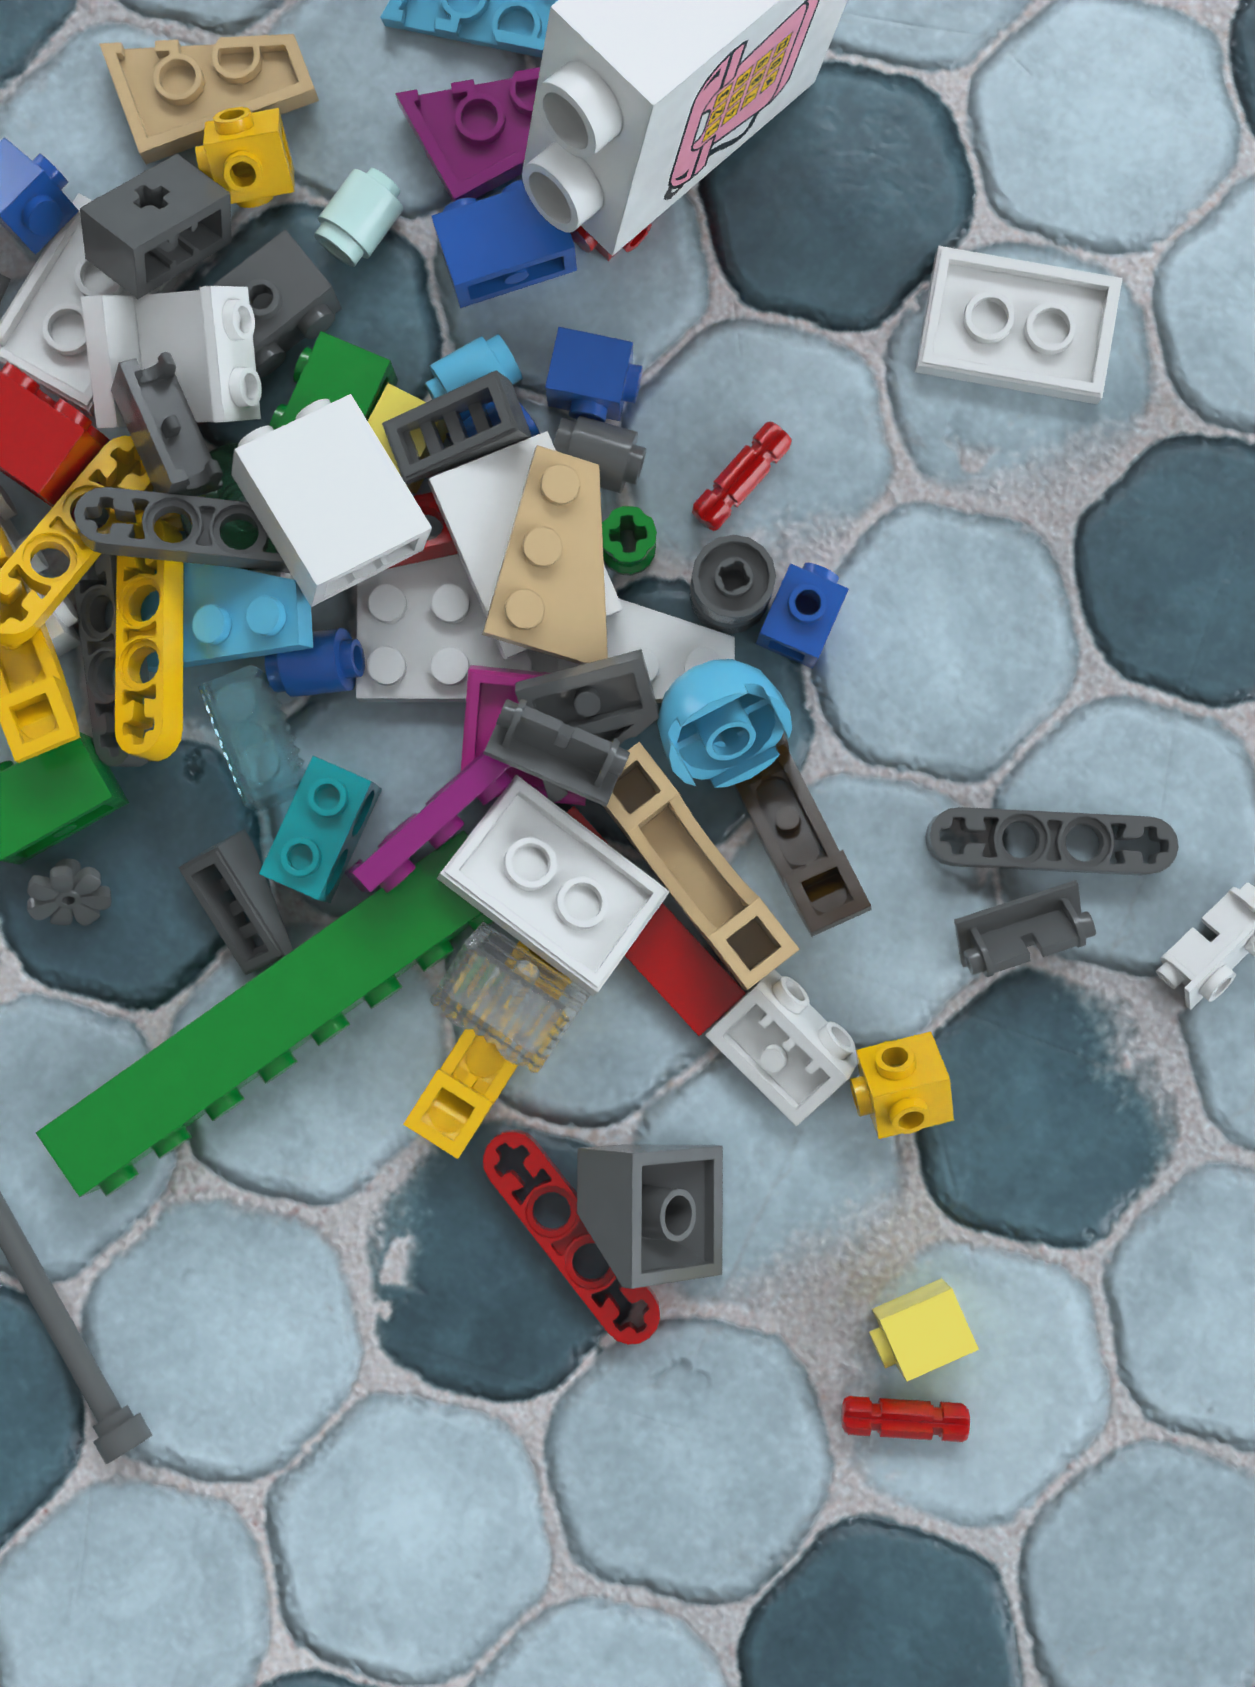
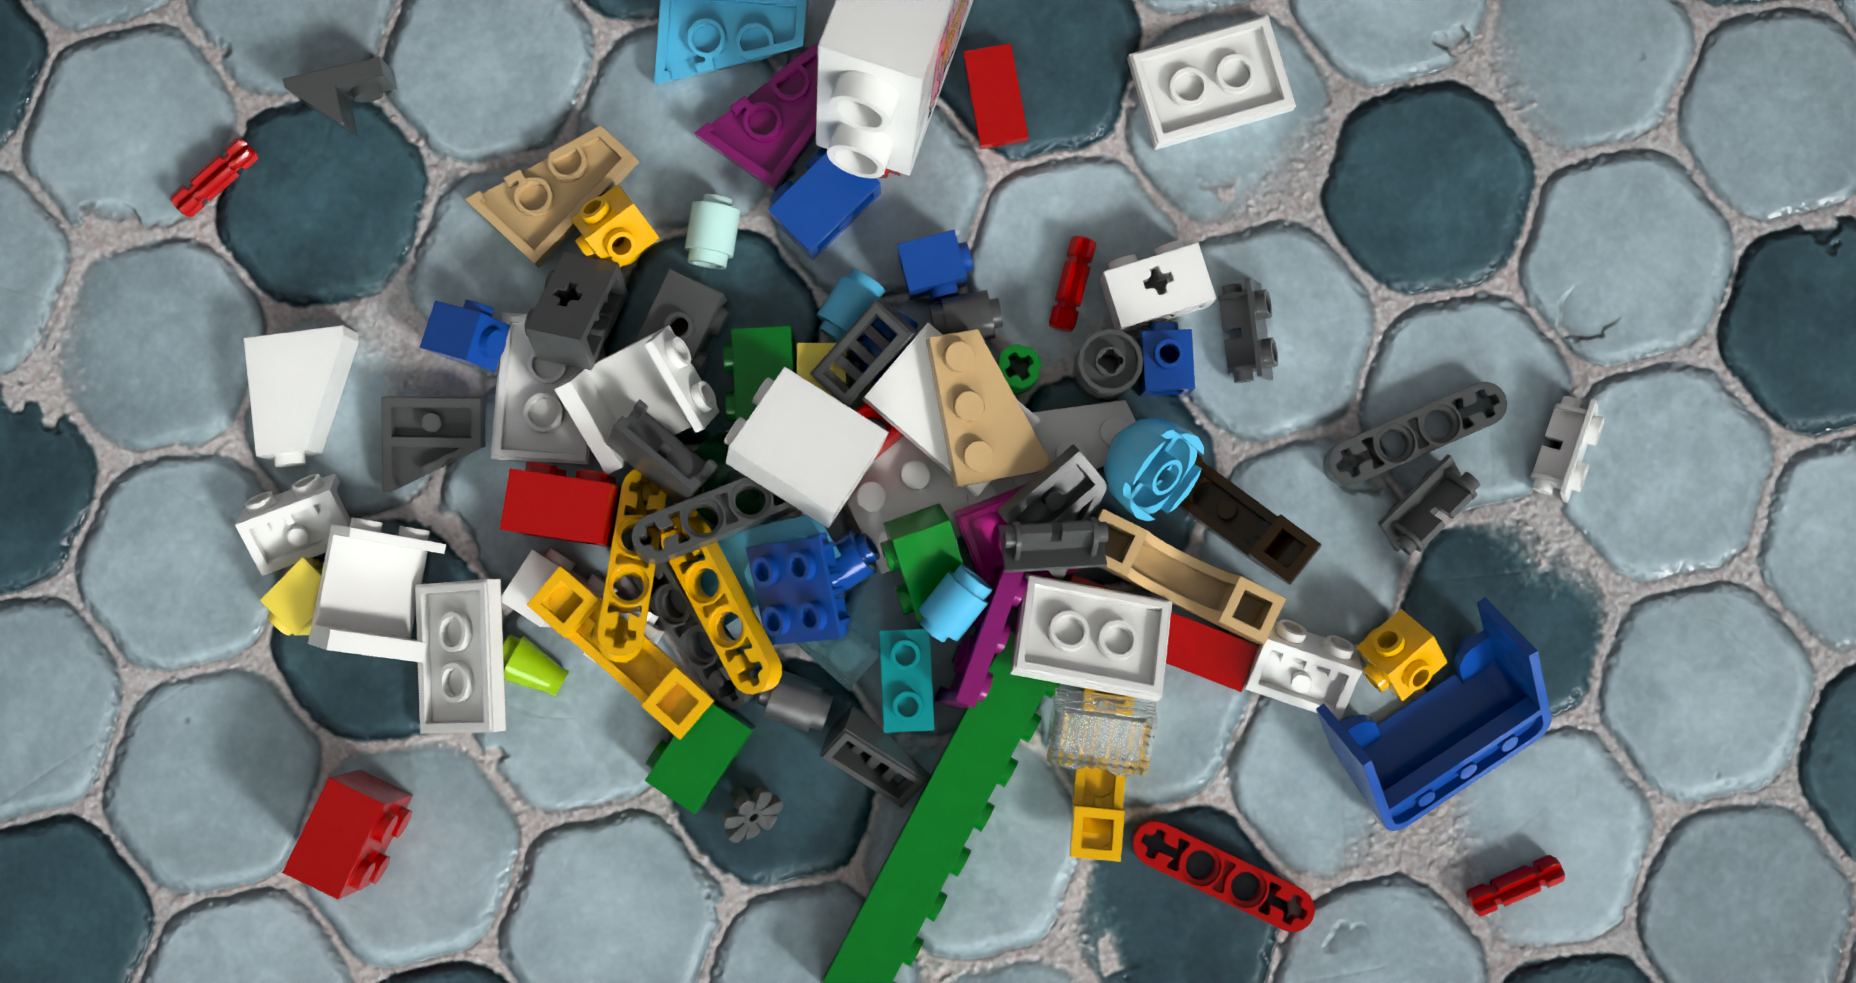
camera: 30 degrees left, 0 degrees up
(184, 794) = (797, 702): none -> flat silver brick
(236, 659) = (797, 590): none -> blue hinge
(408, 711) = (923, 552): none -> green brick
(411, 764) = (954, 604): none -> medium azure brick
(653, 1210) = (1271, 828): dark grey slope -> none
(761, 221) = (995, 96): none -> red tile
(870, 519) = (1186, 287): none -> white brick
(915, 1204) = (1451, 732): none -> blue windscreen
(922, 1330) = (1497, 818): light yellow brick -> none
(927, 606) = (1248, 312): none -> dark grey hinge

